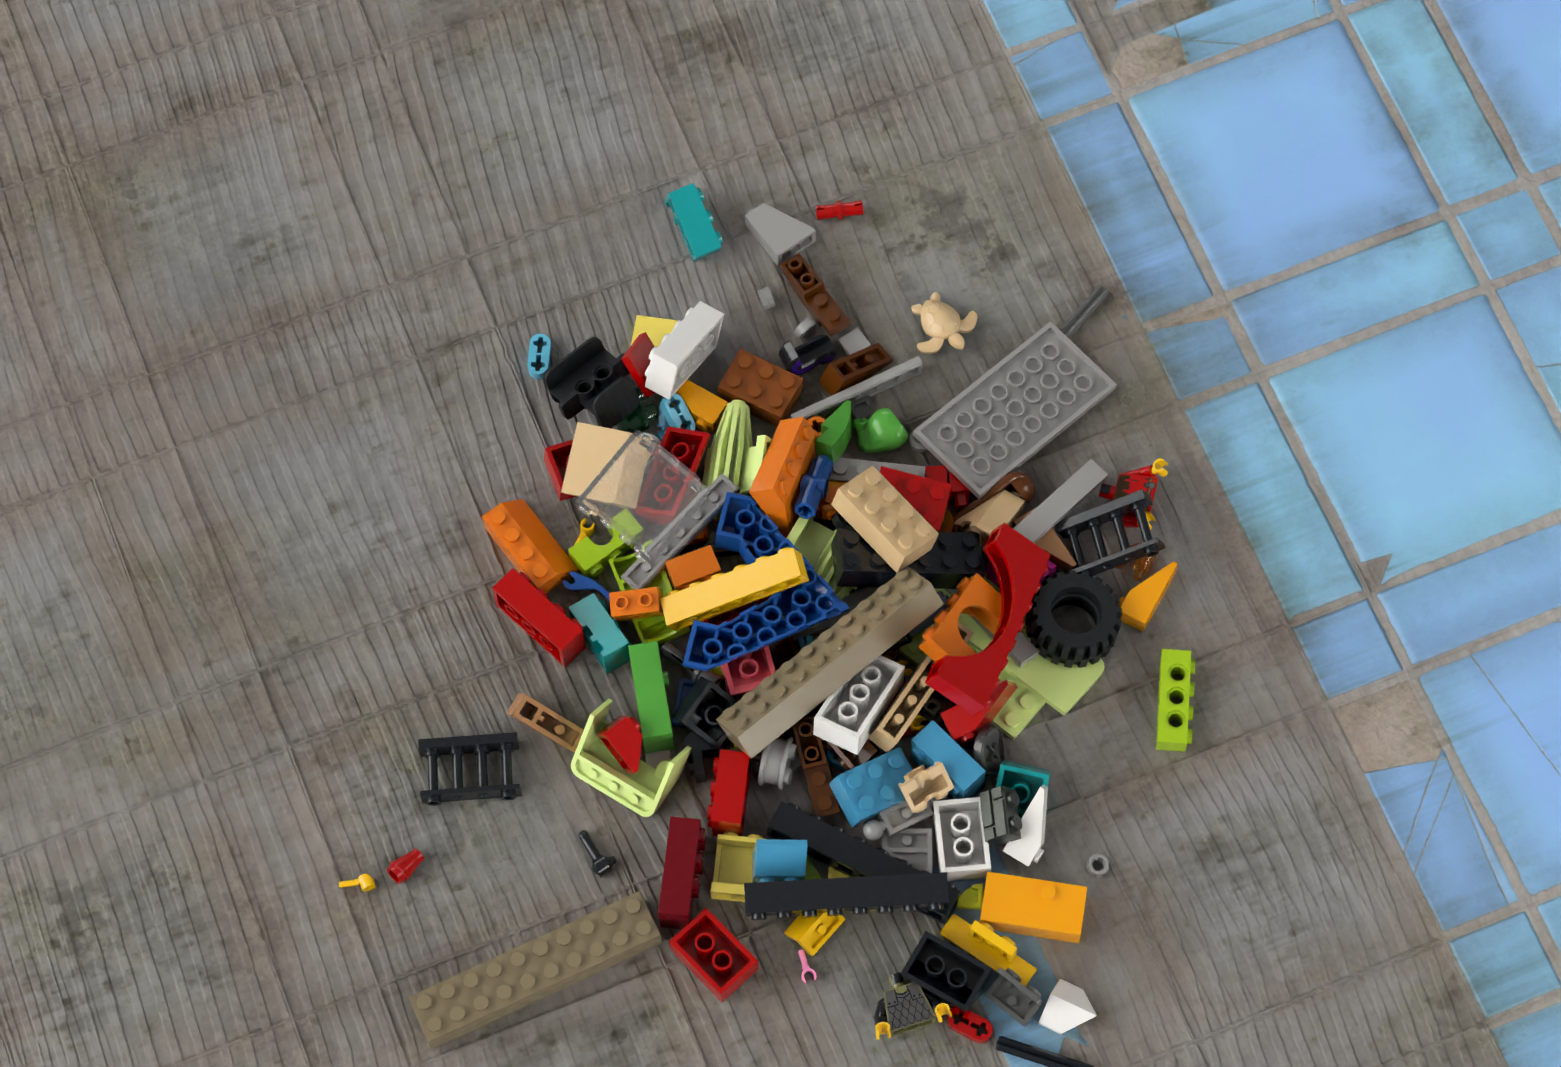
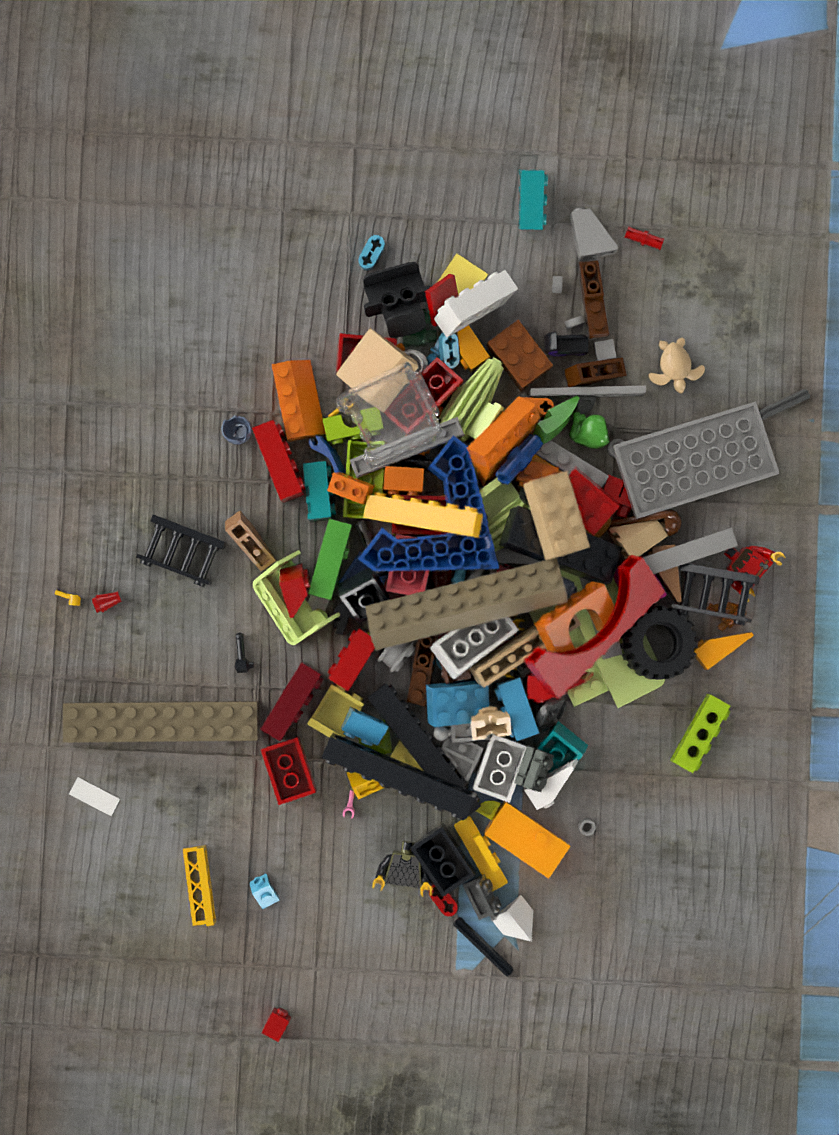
camera: 20 degrees right, 20 degrees up
(473, 608) = (236, 430): none -> sand blue hair

